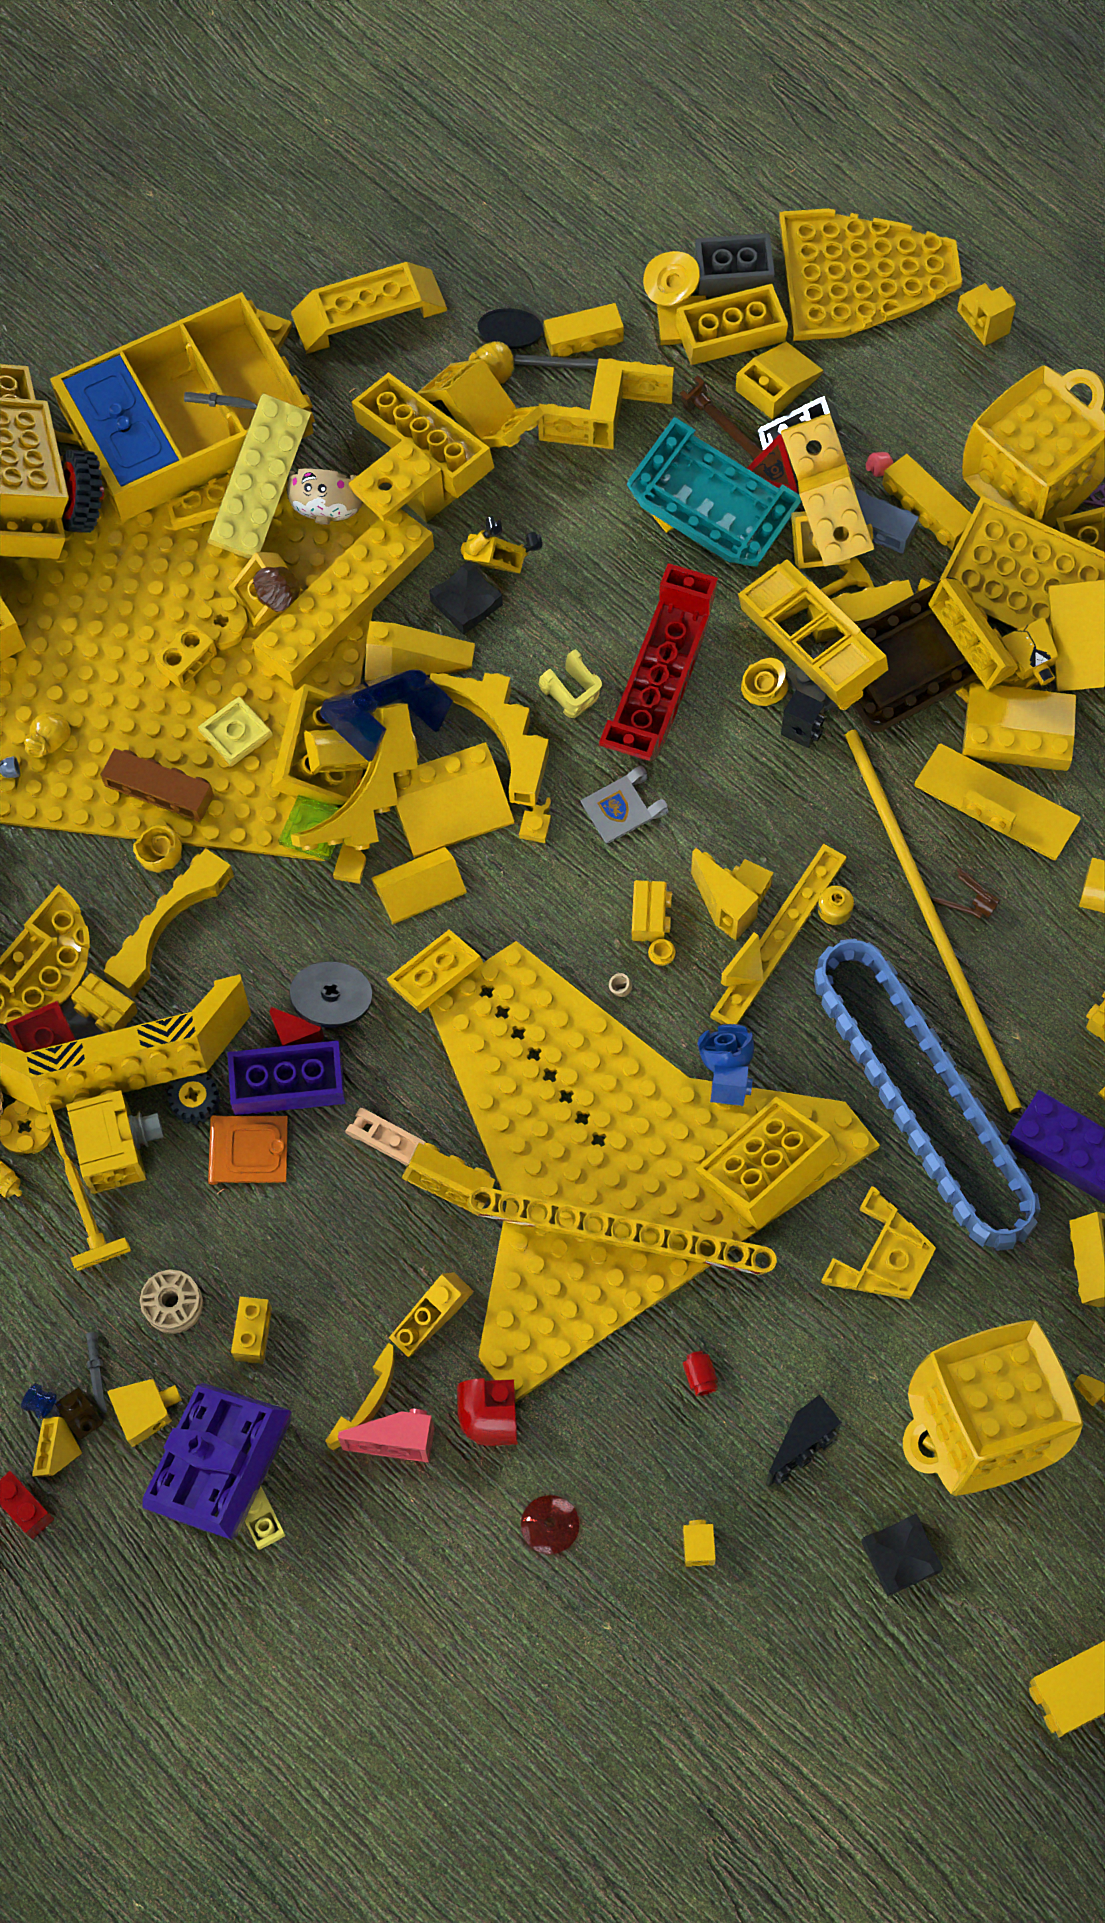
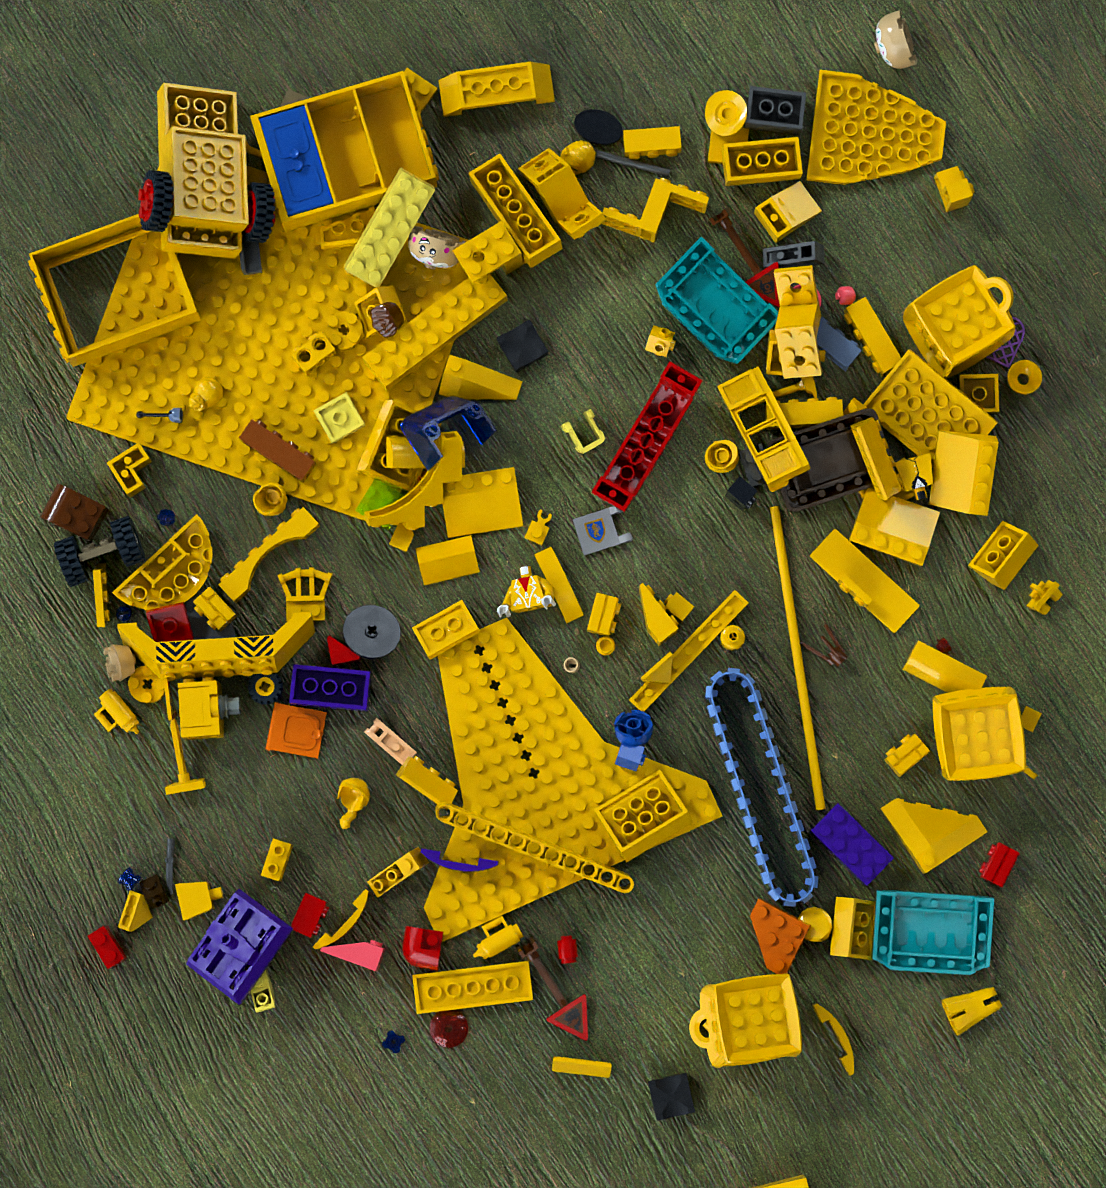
camera: 10 degrees right, 15 degrees up
(17, 902) = (166, 517): none -> clear blue plate
(80, 556) = (250, 258): none -> dark grey panel
(175, 1318) = (215, 825): tan wheel -> none
(214, 399) = (367, 159): dark grey piece -> none
(248, 970) = (312, 603): none -> yellow plate
(313, 1400) = (309, 915): none -> red brick
(347, 1219) = (354, 796): none -> yellow piece
(468, 1552) = (398, 1041): none -> clear blue plate
(495, 552) = (550, 318): yellow torso -> none
(509, 722) = (535, 453): yellow arch -> none
(517, 1283) = (483, 864): none -> dark purple slope
(539, 902) = (527, 594): none -> yellow torso
(573, 1456) = (472, 987): none -> yellow plate
(581, 886) = (557, 579): none -> yellow slope
(598, 1381) = (498, 941): none -> yellow piece
(641, 557) = (660, 341): none -> yellow brick
(699, 1543) = (542, 1062): yellow brick -> none
(727, 1468) = (572, 1015): none -> piece
(759, 1539) = (581, 1066): none -> yellow slope
(811, 1429) = (626, 1006): black slope -> none
(867, 159) = (895, 41): none -> tan cylinder
(895, 1259) = (714, 898): yellow wing -> none
(998, 1286) = (778, 935): none -> orange plate
(1049, 1267) = (820, 924): none -> yellow piece

